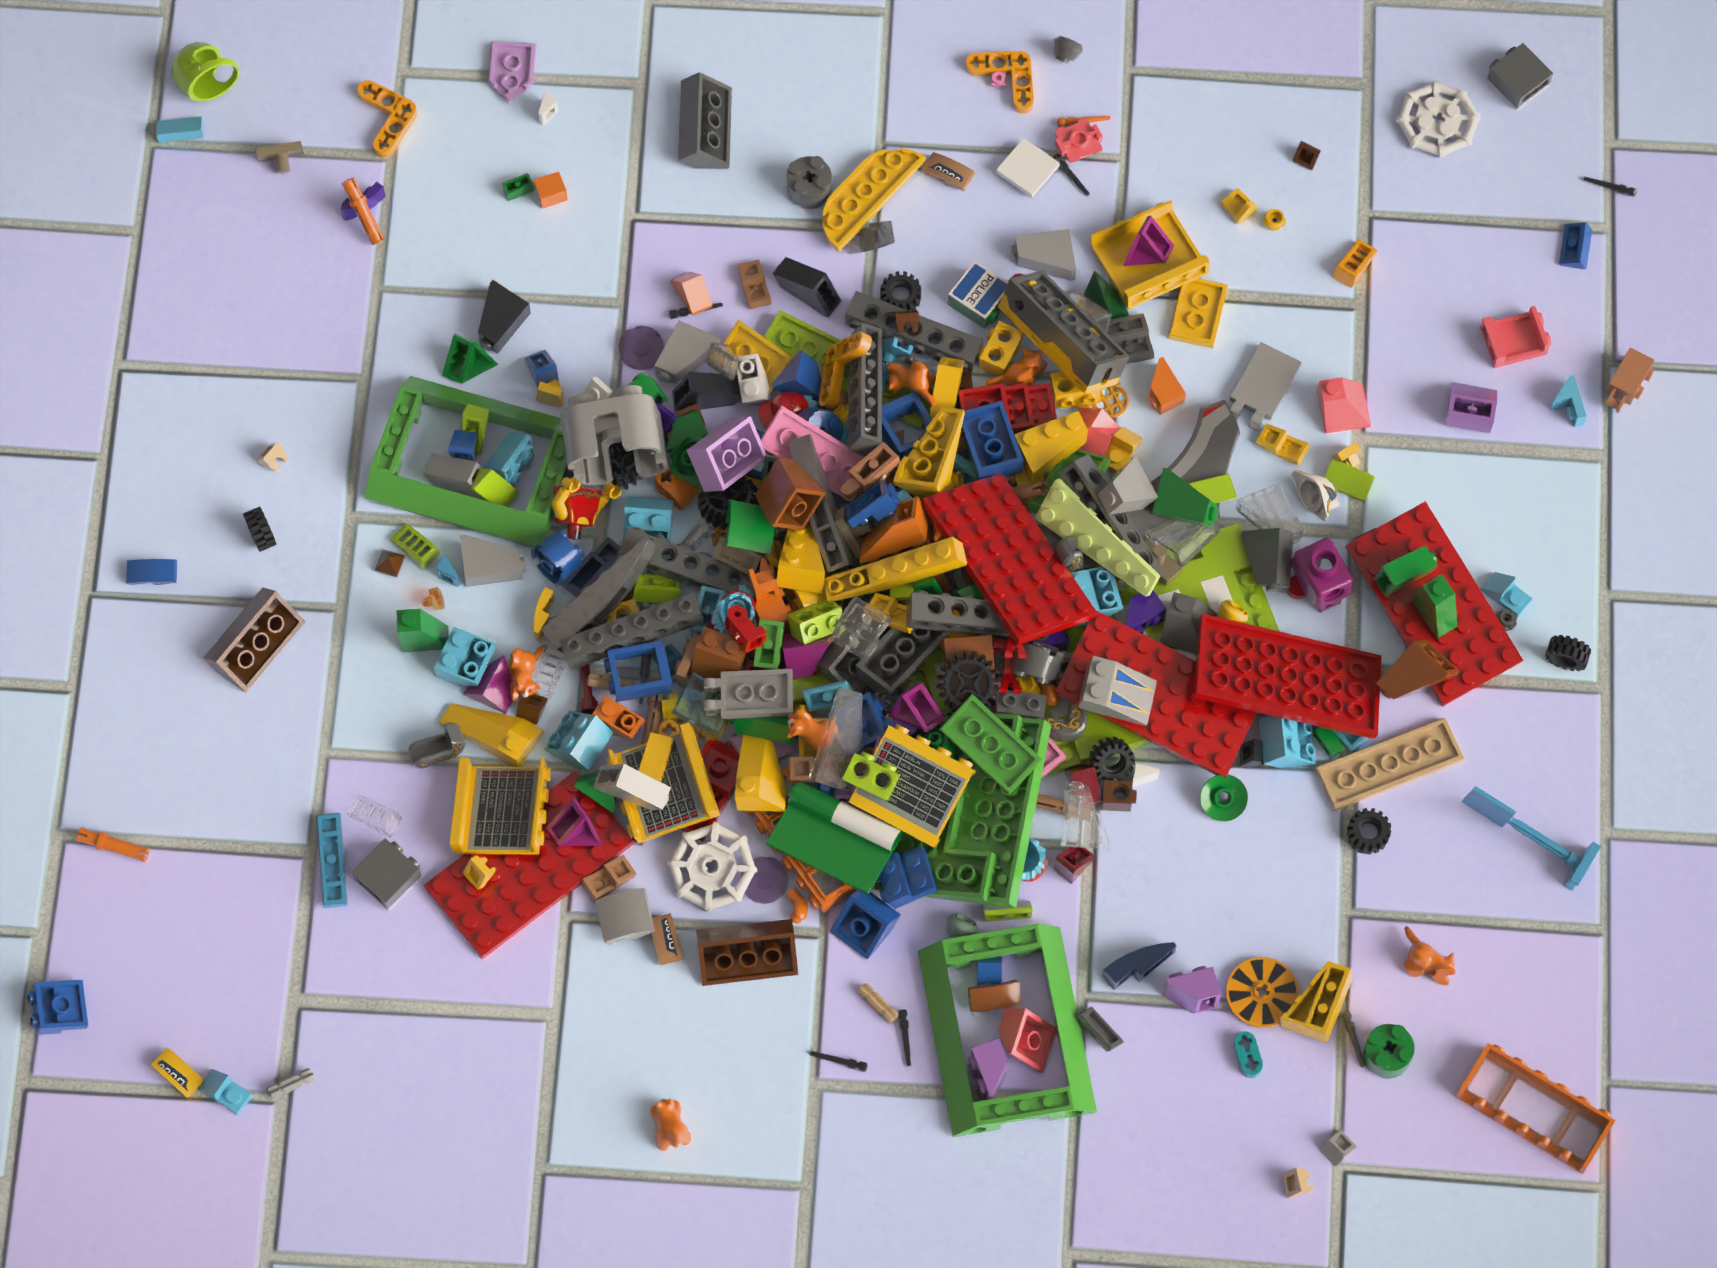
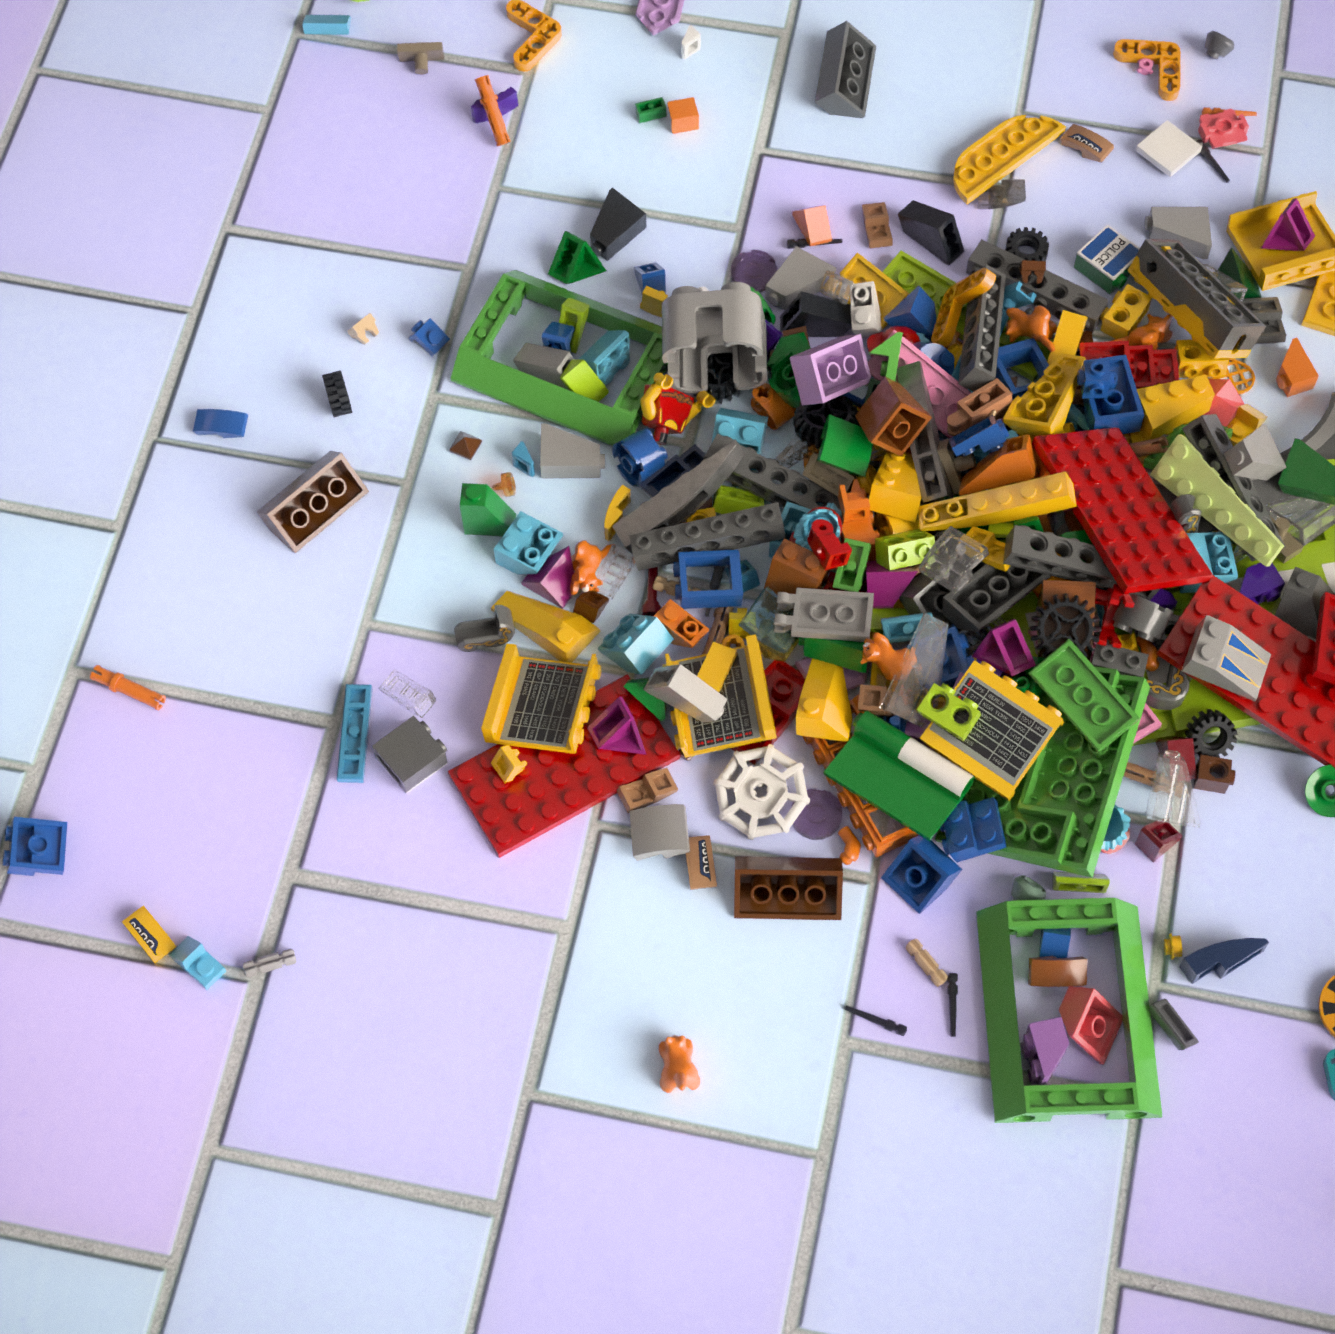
camera: 10 degrees right, 5 degrees down
(337, 456) = (429, 336): none -> blue bracket
(422, 561) = (504, 444): lime slope -> none
(683, 666) = (757, 581): medium nougat plate -> none
(780, 427) = (891, 350): none -> bright green slope
(809, 182) = (944, 135): dark grey brick -> none
(974, 432) = (1095, 378): none -> blue brick
(1094, 959) = (1173, 946): none -> yellow plate
(1145, 774) = (1245, 755): white slope -> none
(1194, 990) = (1285, 995): medium lavender slope -> none

